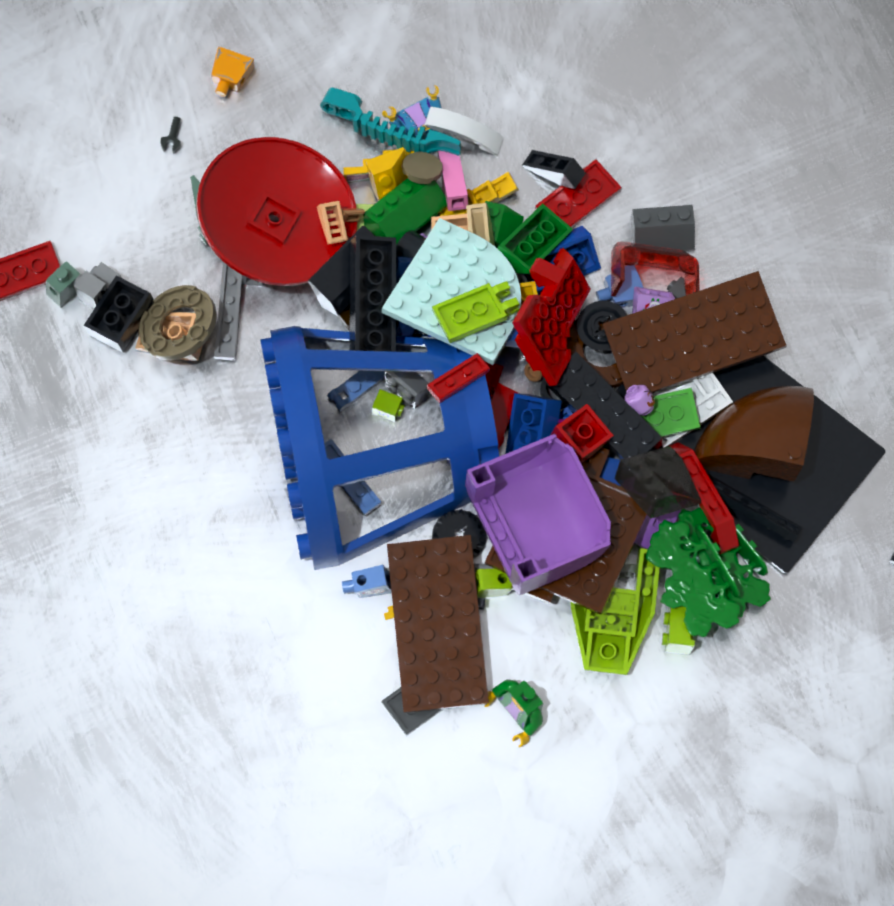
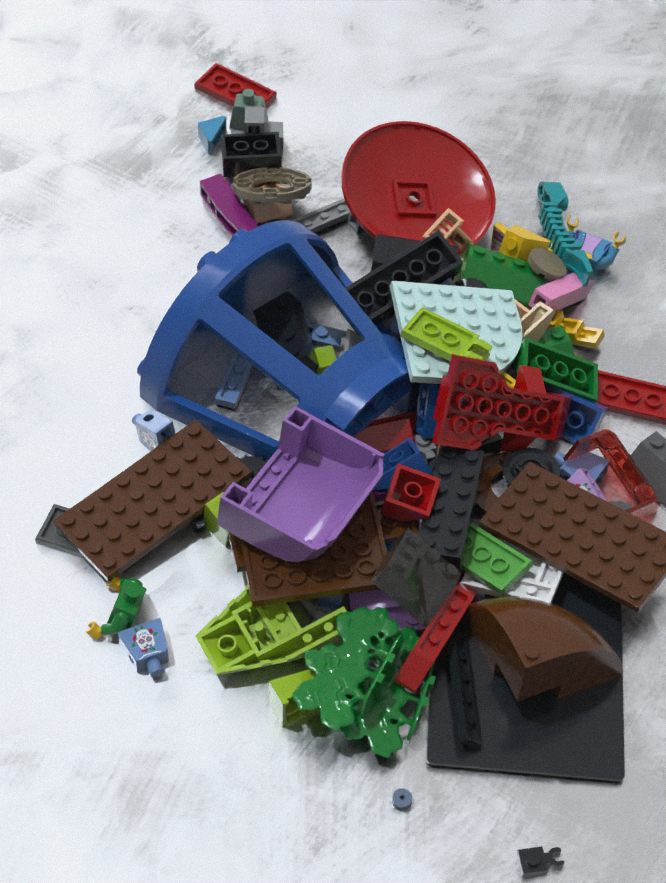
camera: 55 degrees right, 20 degrees down
(63, 330) = (210, 132): none -> dark azure slope
(171, 138) = (420, 117): pearl dark grey bar -> none
(178, 373) = (225, 204): none -> magenta slope
(230, 71) = (511, 120): light orange torso -> none
(352, 420) = (286, 324): none -> black brick
(458, 378) = (374, 358): red tile -> none
(464, 127) = (612, 283): white slope -> none
(508, 366) = (427, 400): none -> blue slope
(520, 384) = (426, 448): none -> light grey plate
(556, 168) = (639, 362): black slope -> none
(564, 710) = (145, 647): none -> medium blue torso
(640, 399) = (483, 524): lavender head -> none
(800, 614) = (406, 801): none -> sand blue piece

